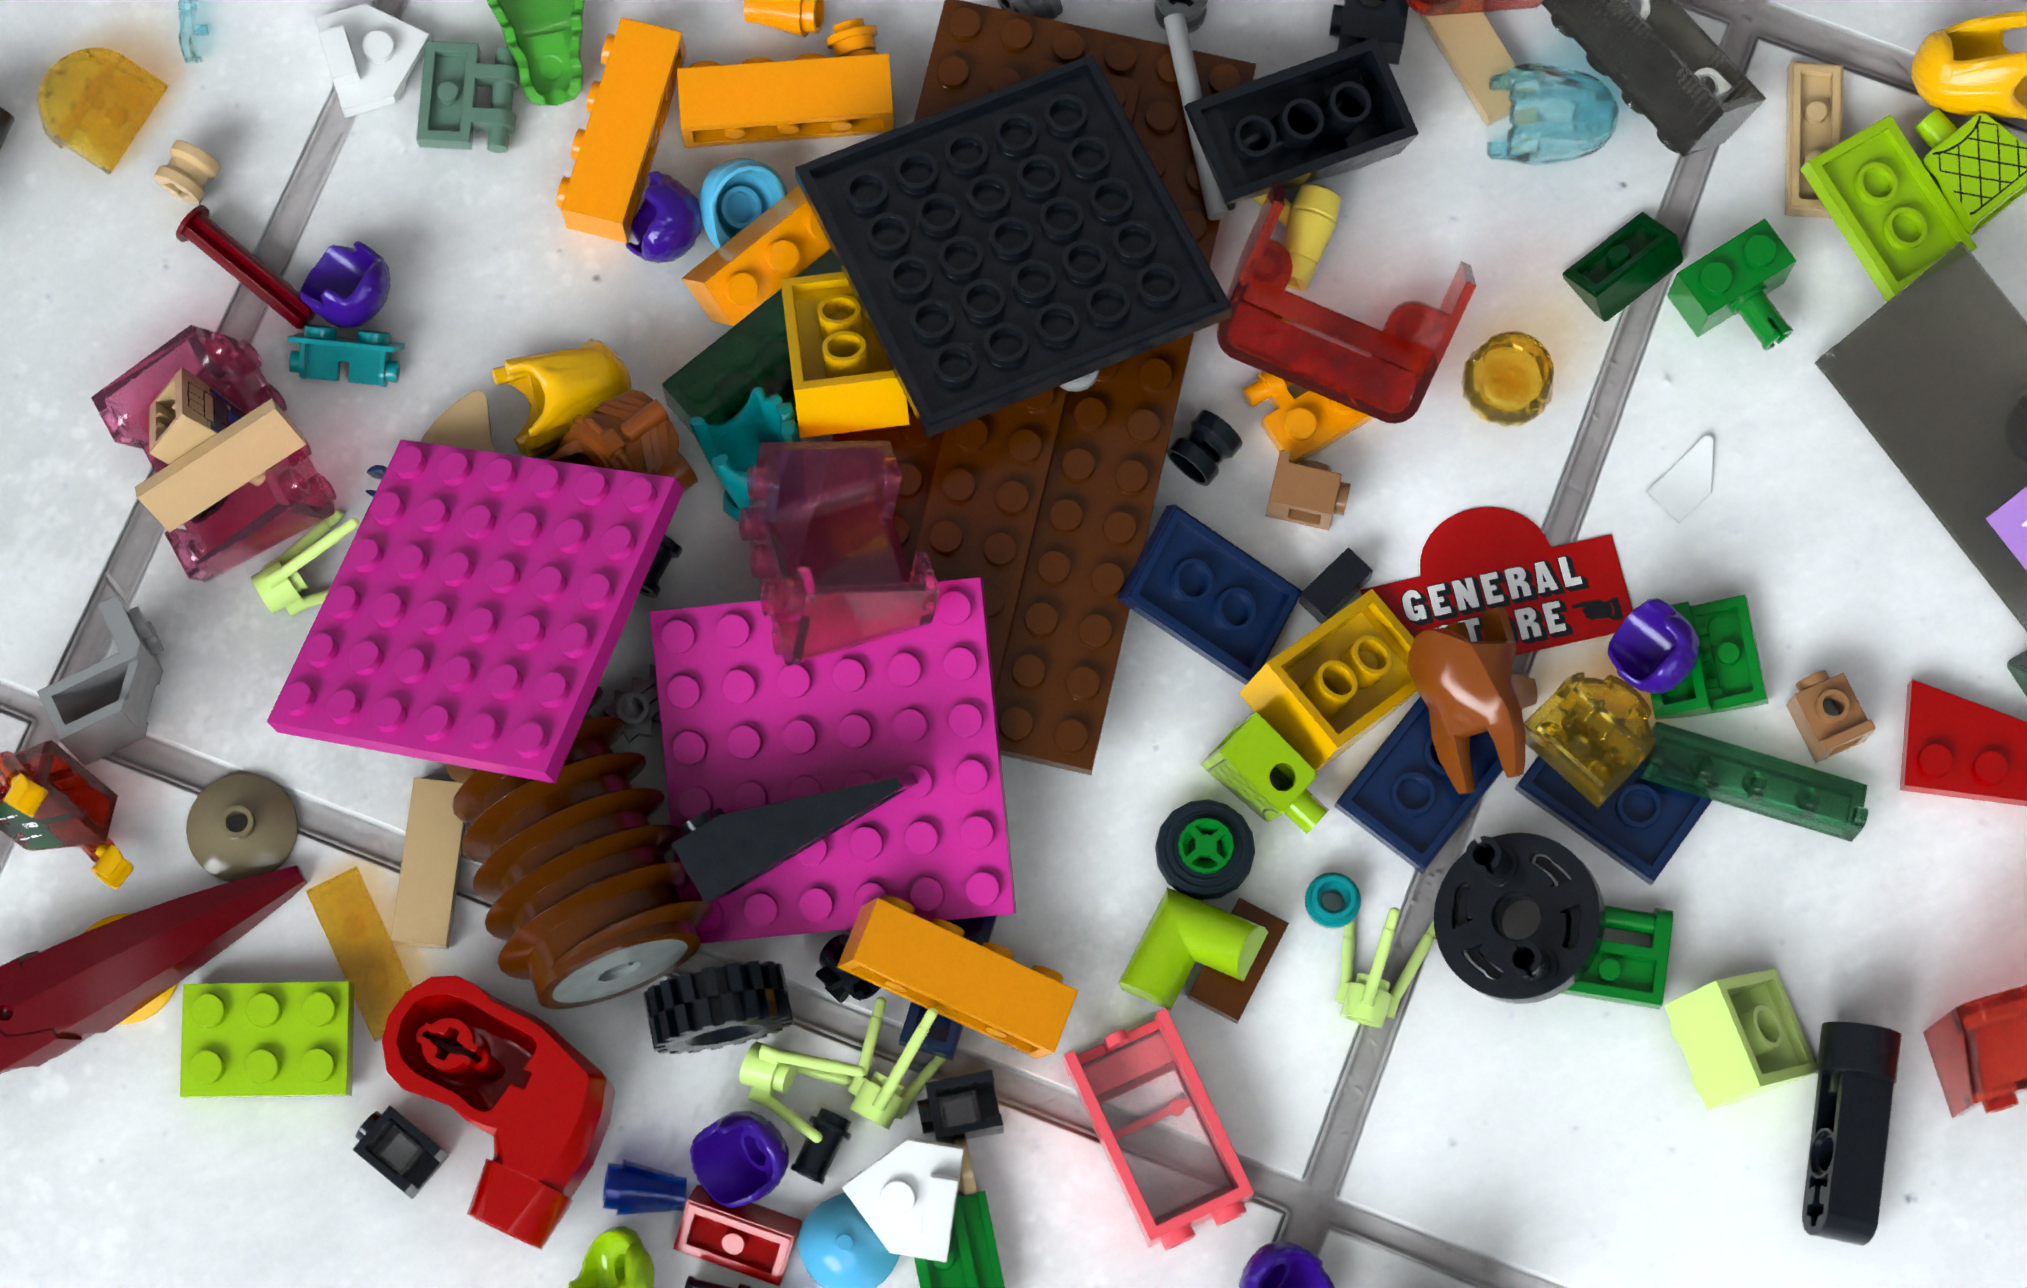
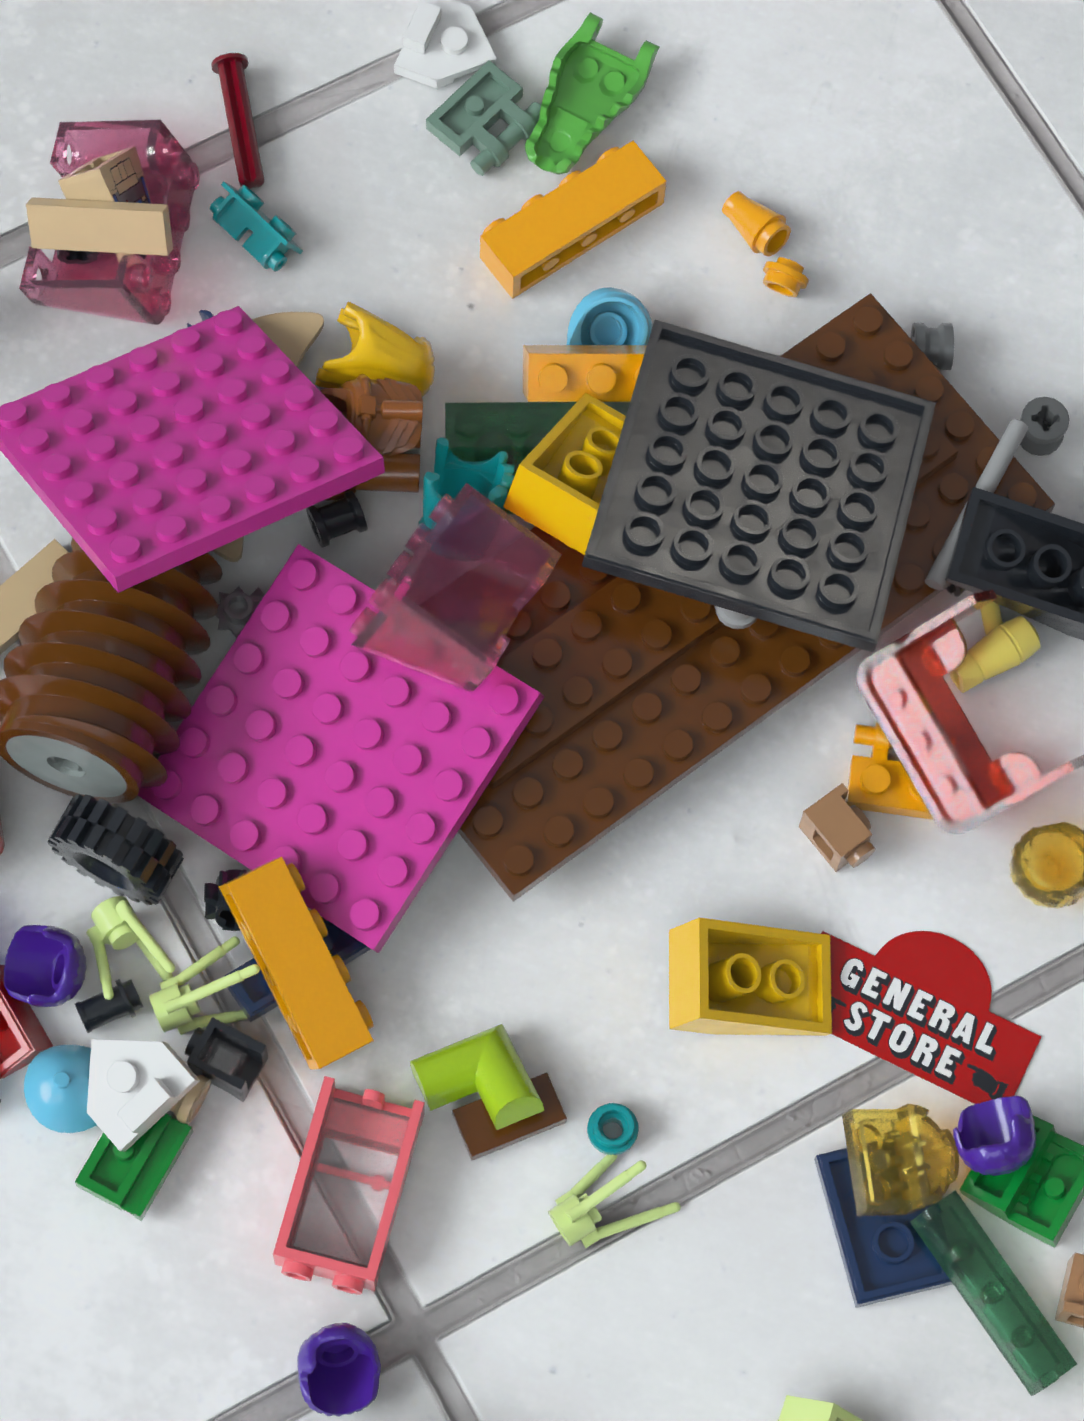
camera: 35 degrees right, 5 degrees down
(187, 172) = (255, 27): tan wheel -> none
(281, 579) = (84, 341): yellowish green plant -> none
(347, 285) = (294, 181): dark purple hair -> none
(666, 220) = (548, 303): dark purple hair -> none
(740, 846) = (223, 750): black slope -> none
(785, 99) = (701, 281): light orange brick -> none
(1204, 447) = (792, 742): black wheel -> none
(1209, 594) = (705, 842): dark blue tile -> none
(1217, 834) = (552, 1000): black wheel -> none
(1245, 765) = (638, 976): lime torso -> none
(1335, 586) = (805, 911): black piece -> none
(1408, 796) = (759, 1098): dark blue tile -> none
(1473, 693) = (834, 1059): dark orange piece -> none
(1500, 875) = (742, 1208): black piece -> none
(1629, 971) = (771, 1339): green plate -> none

